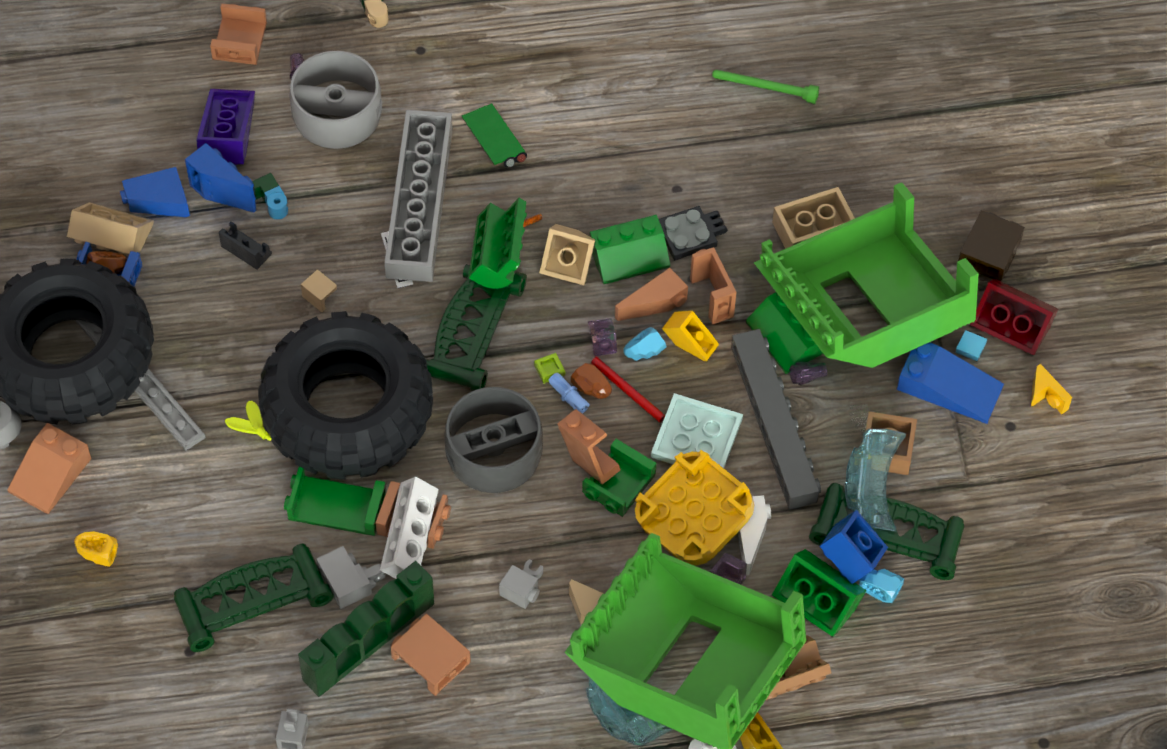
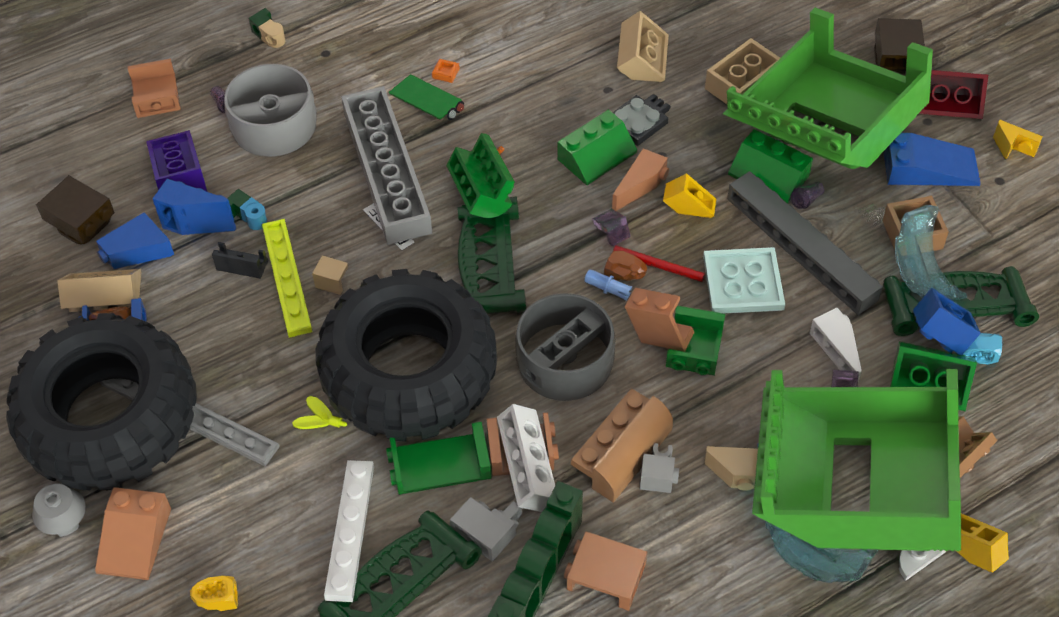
camera: 20 degrees left, 5 degrees down
(116, 141) = (76, 210): none -> dark brown brick
(230, 535) = (349, 531): none -> white plate
(280, 277) = (287, 278): none -> neon yellow tile
(491, 550) = (618, 445): none -> medium nougat brick
(527, 112) = (445, 70): none -> orange tile
(548, 366) = (576, 269): lime tile -> none
(567, 254) = (545, 169): tan slope -> none
(645, 345) = (655, 219): medium azure rock -> none
(695, 508) = (782, 335): yellow tile -> none
(707, 265) = (692, 144): nougat panel -> none
(731, 158) = (642, 49): none -> tan slope
(971, 345) = (928, 127): medium azure tile -> none

